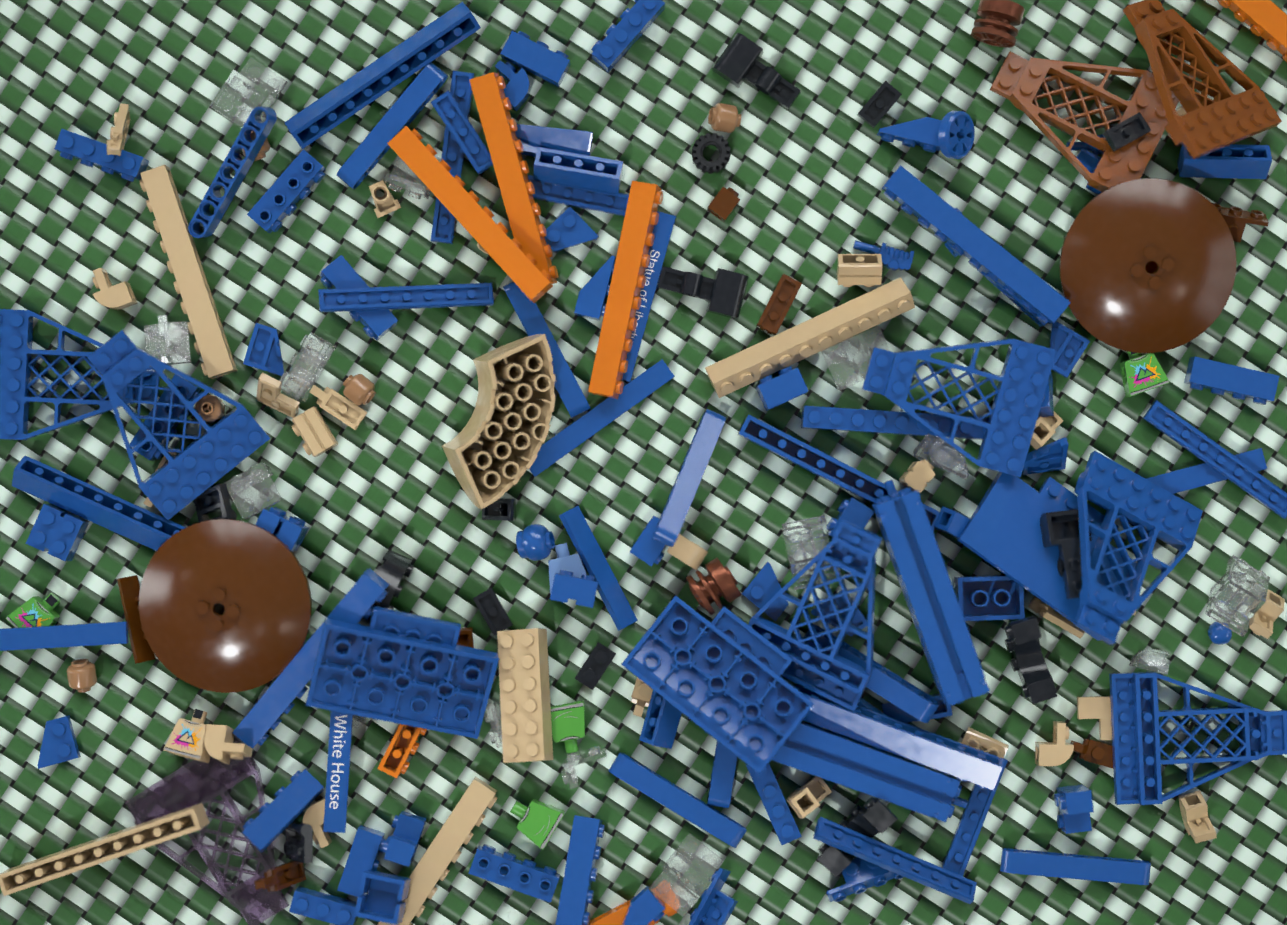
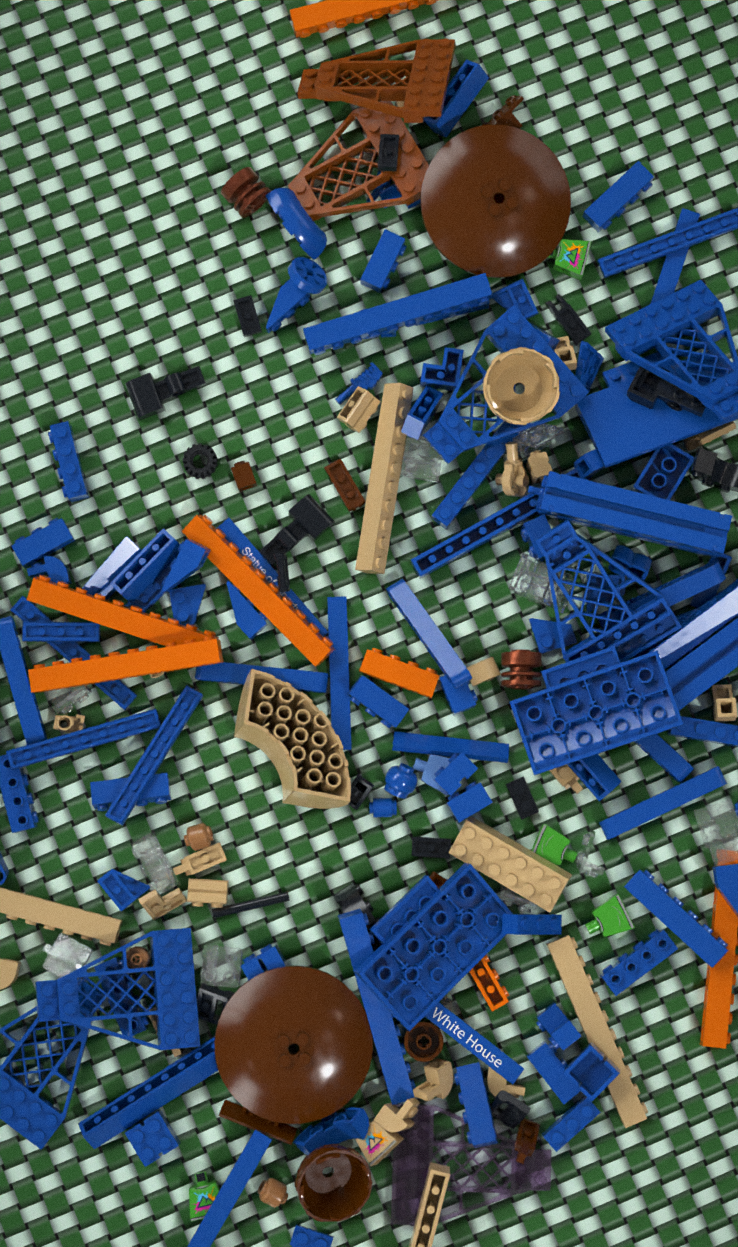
camera: 50 degrees left, 5 degrees down
(119, 735) = (334, 1194): none -> reddish brown piece
(174, 693) = (334, 1129): none -> blue brick
(280, 761) = (438, 1080): none -> tan brick
(310, 734) = (431, 1048): none -> reddish brown brick
(329, 479) = (250, 904): none -> black piece
(377, 221) = (83, 739): none -> blue tile
(482, 752) = (531, 924): none -> blue brick
(499, 542) = (383, 807): none -> blue brick
(556, 619) = (469, 802): none -> blue brick
(594, 472) = (377, 702): none -> blue brick
(606, 206) = (189, 560): none -> blue slope
(635, 475) = (399, 673): none -> orange brick
(656, 302) = (283, 572): none -> black plate
(724, 117) = (181, 434): medium nougat head -> none
(781, 388) = (408, 523): blue piece -> none
(885, 624) = (635, 562): none -> blue brick
(895, 331) = (422, 412): none -> blue brick
(896, 456) = (513, 474): none -> tan pin
(949, 331) = (444, 376): none -> blue brick
(996, 425) = (531, 370): none -> tan piece
(1002, 90) = (297, 221): none -> blue brick
(1018, 198) = (383, 261): none -> blue brick
(1078, 412) = (569, 320): none -> black hinge

